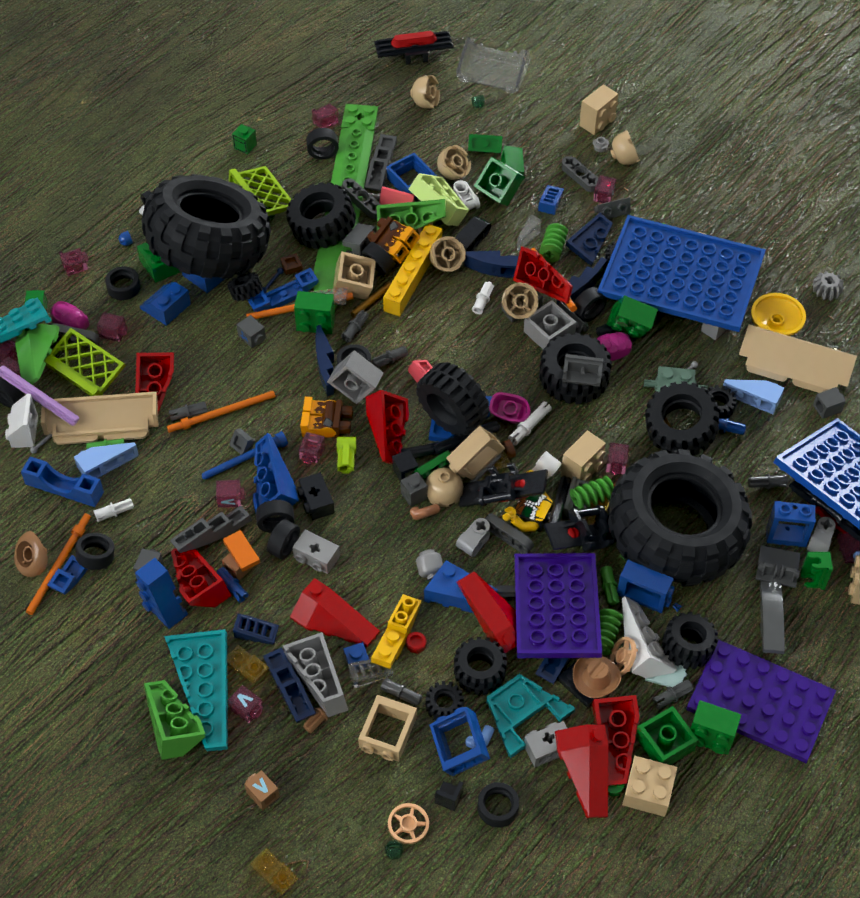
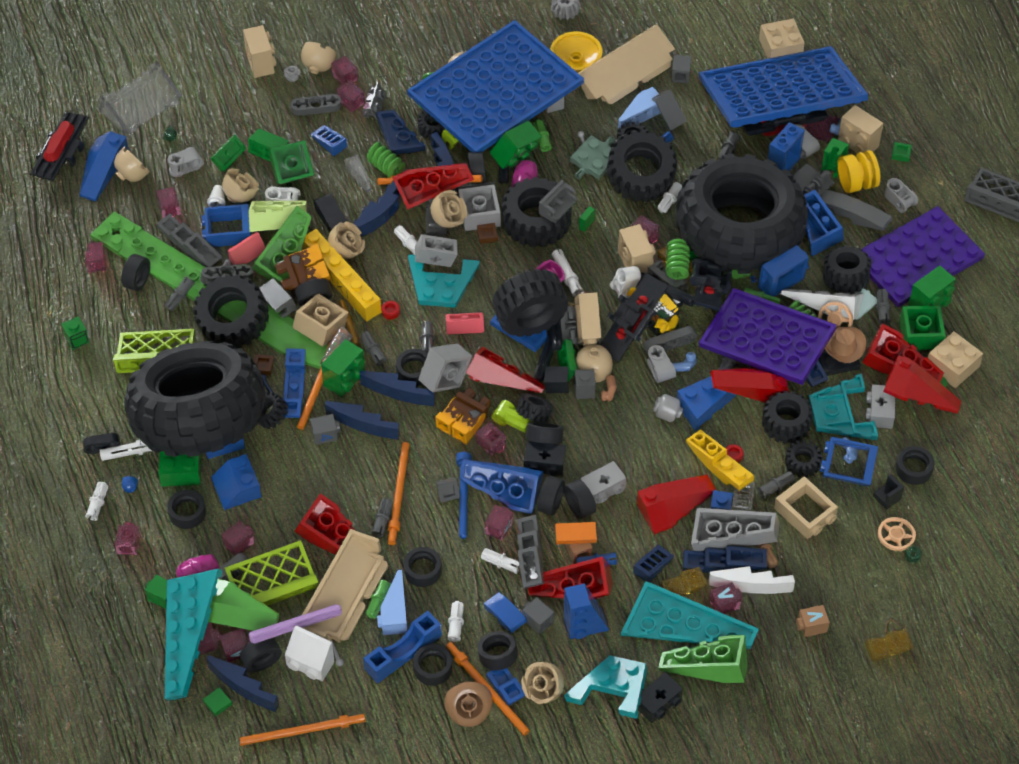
camera: 60 degrees left, 0 degrees up
(60, 500) = (432, 650): none -> black tyre
(77, 599) = (542, 682): none -> tan cylinder
(99, 227) = (97, 501): none -> white axle
(110, 697) = (660, 697): none -> black brick
(113, 654) = (615, 677): none -> teal wing
(140, 538) = (505, 611): none -> blue slope
(149, 449) = (422, 553): none -> black tyre
(192, 513) = (500, 560): none -> white axle
(276, 712) = (752, 582): none -> white slope
(277, 350) = (355, 417): none -> dark blue slope
(332, 178) = (179, 293): none -> dark grey axle
(338, 481) = (544, 433): none -> black tyre
(353, 465) = (534, 408): none -> black tyre
(404, 320) = (390, 310): none -> red tile
(405, 81) = (100, 164): none -> blue wedge
(408, 132) = (168, 202): none -> clear pink brick
(430, 158) = (216, 197): none -> white cone
(451, 343) = (441, 288): none -> teal wing
(457, 122) = (185, 160): none -> light grey piece
(479, 317) = (436, 250): none -> light grey brick
(492, 560) = (687, 364): none -> medium blue arm
(530, 346) = (487, 233): none -> reddish brown plate
(599, 409) = (586, 218): none -> green tile
(627, 173) = (344, 70): none -> clear pink brick
(668, 337) = (544, 142): none -> bright green axle
(729, 592) = (822, 226): none -> blue wedge
(766, 411) = (669, 109): none -> dark grey hinge
(820, 601) = (858, 171): none -> yellow wheel
(821, 652) = (900, 195): none -> light grey piece

